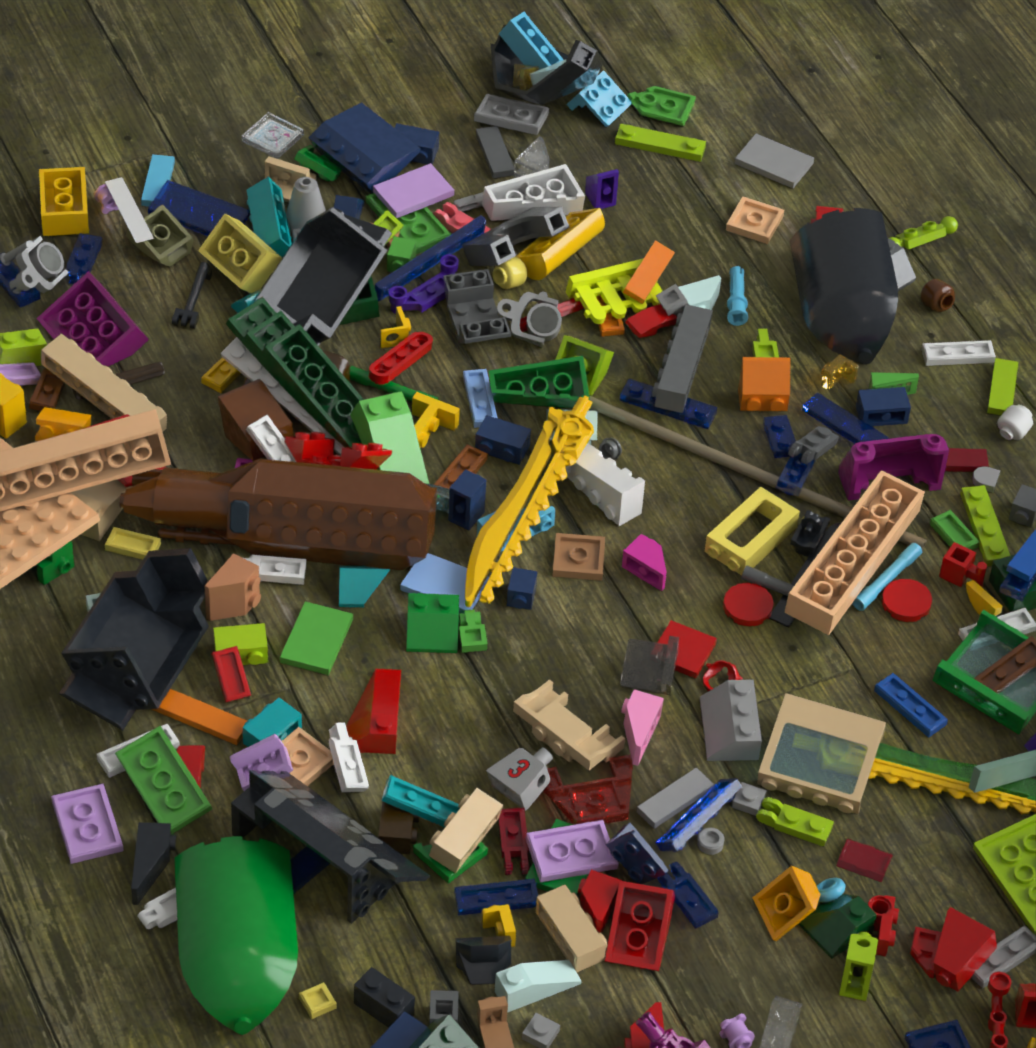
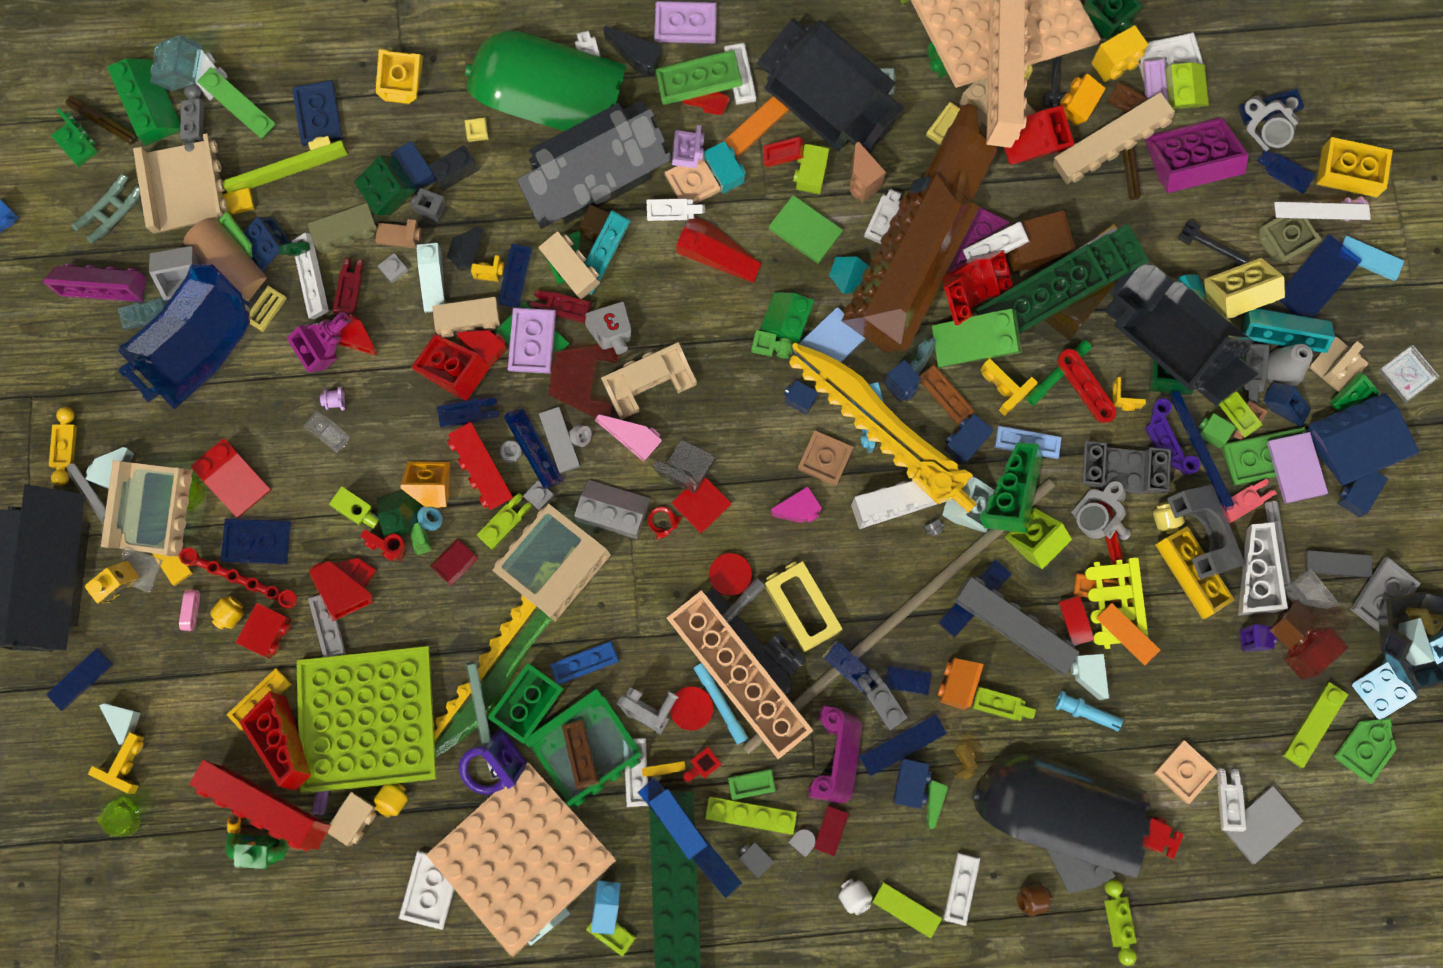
camera: 110 degrees right, 30 degrees up
(580, 160) = (1293, 624): none -> reddish brown brick
(596, 143) = (1315, 653): none -> clear red brick
(636, 855) = (505, 381): dark blue bracket -> none
(661, 776) = (580, 435): none -> light grey tile
(672, 300) = (1089, 642): light grey tile -> none
(744, 856) = (479, 465): none -> red wedge
(765, 180) = (1231, 802): none -> white hinge
(862, 879) = (420, 539): none -> bright green slope
(936, 619) = (644, 713): none -> light grey piece
(983, 730) = (525, 703): none -> green slope

